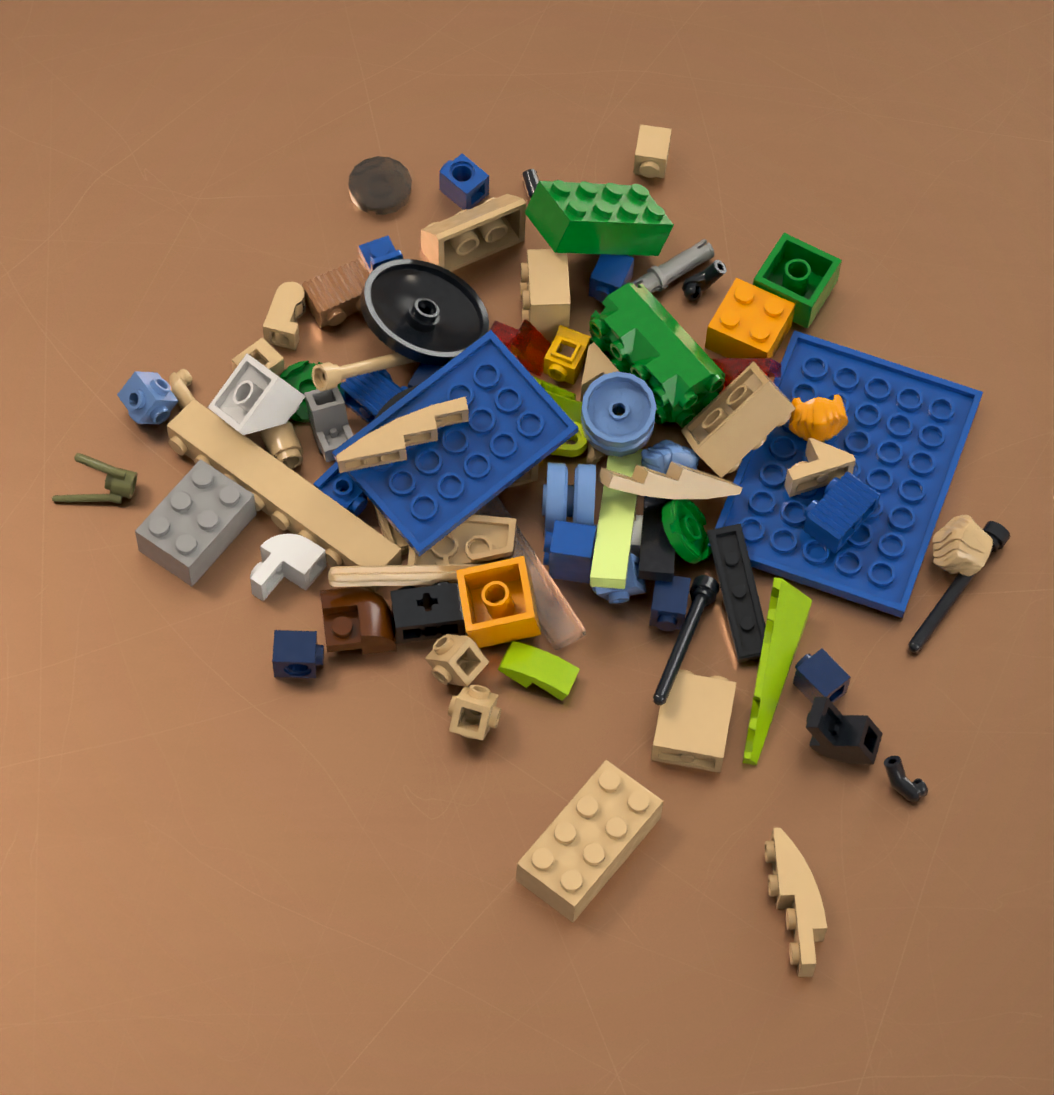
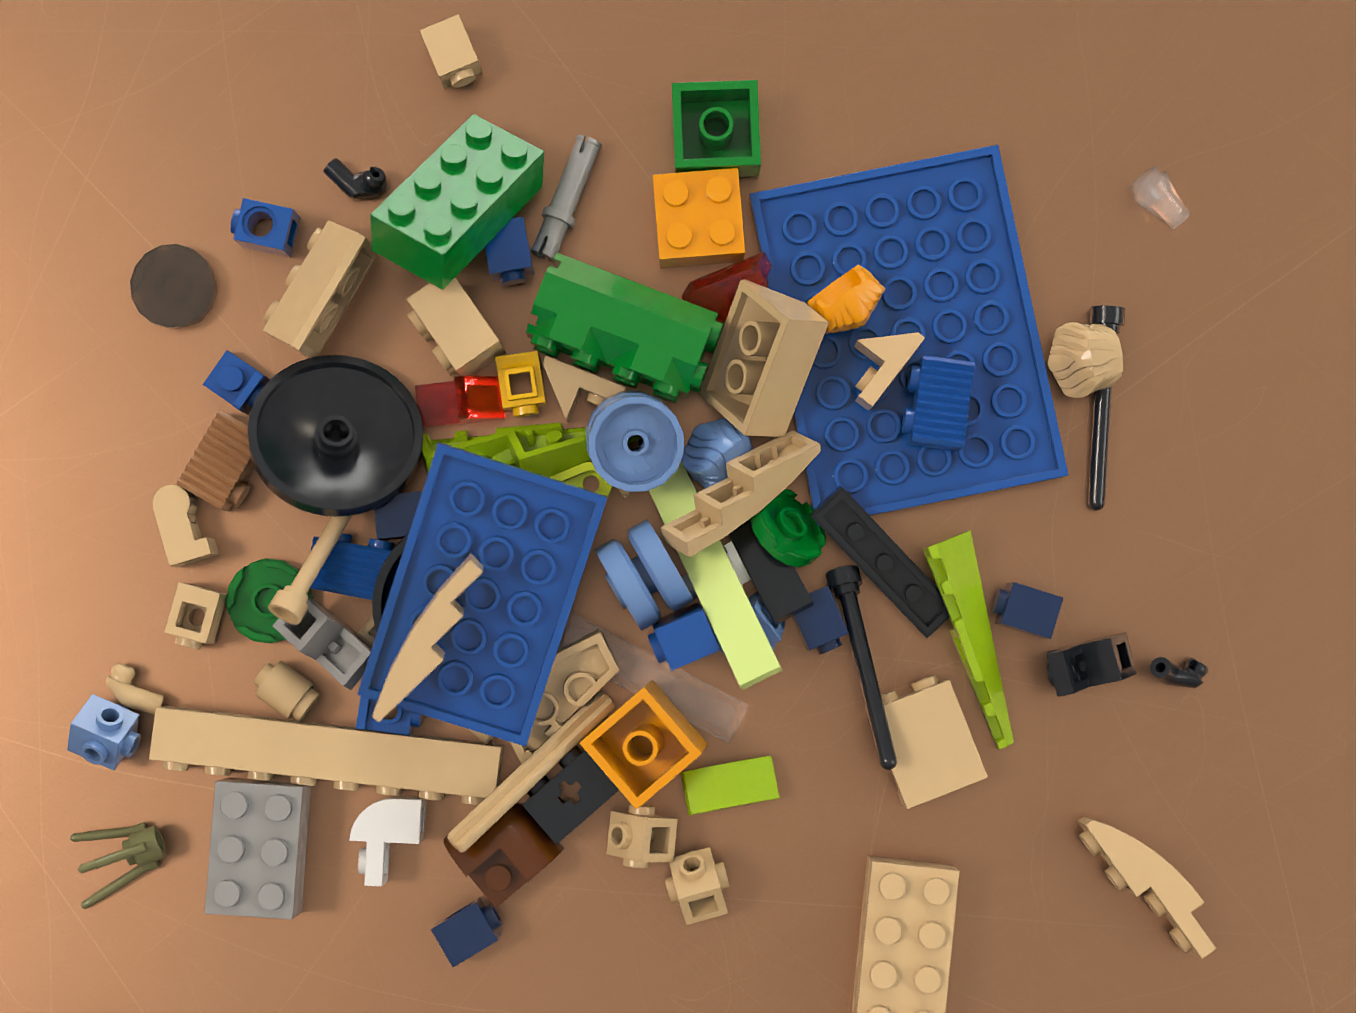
camera: 30 degrees left, 25 degrees up
(255, 398) = (225, 669): white slope -> none
(703, 280) = (609, 186): black arm -> none

